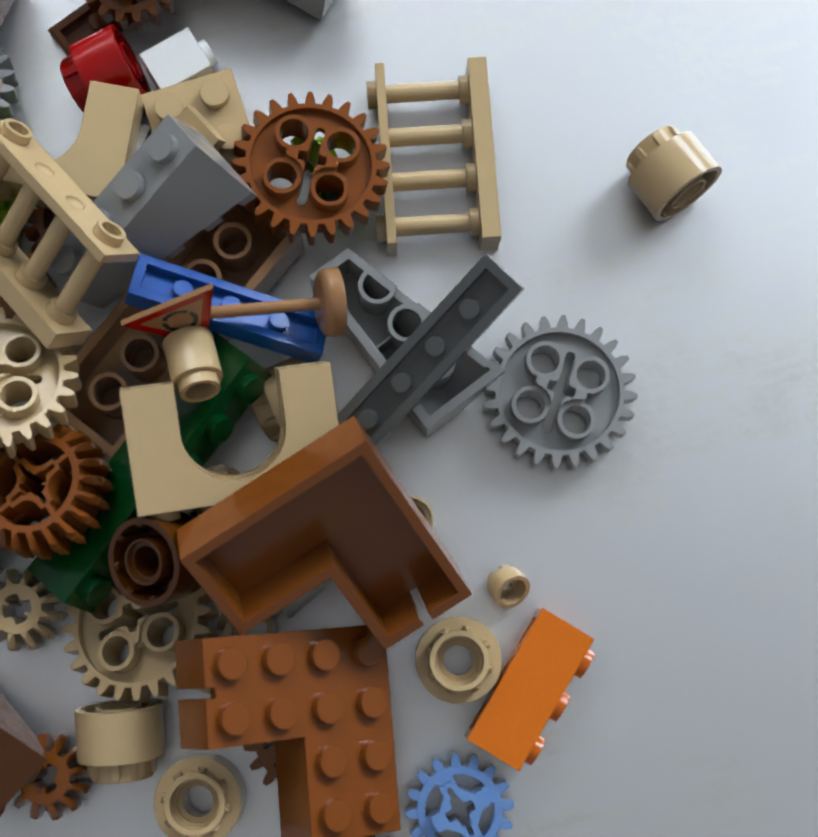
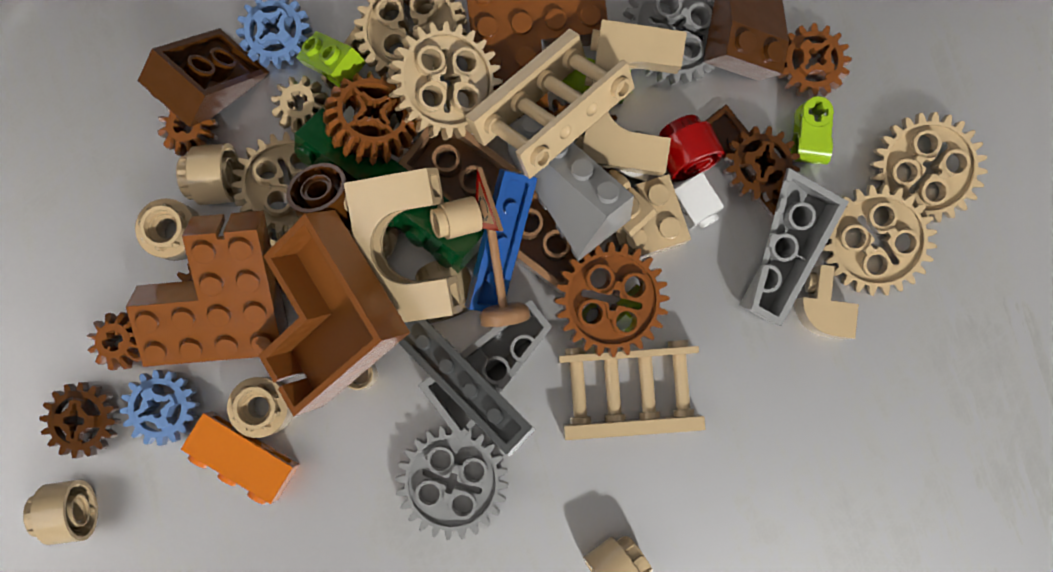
camera: 90 degrees right, 5 degrees up
(512, 595) = (313, 442): tan hinge -> none

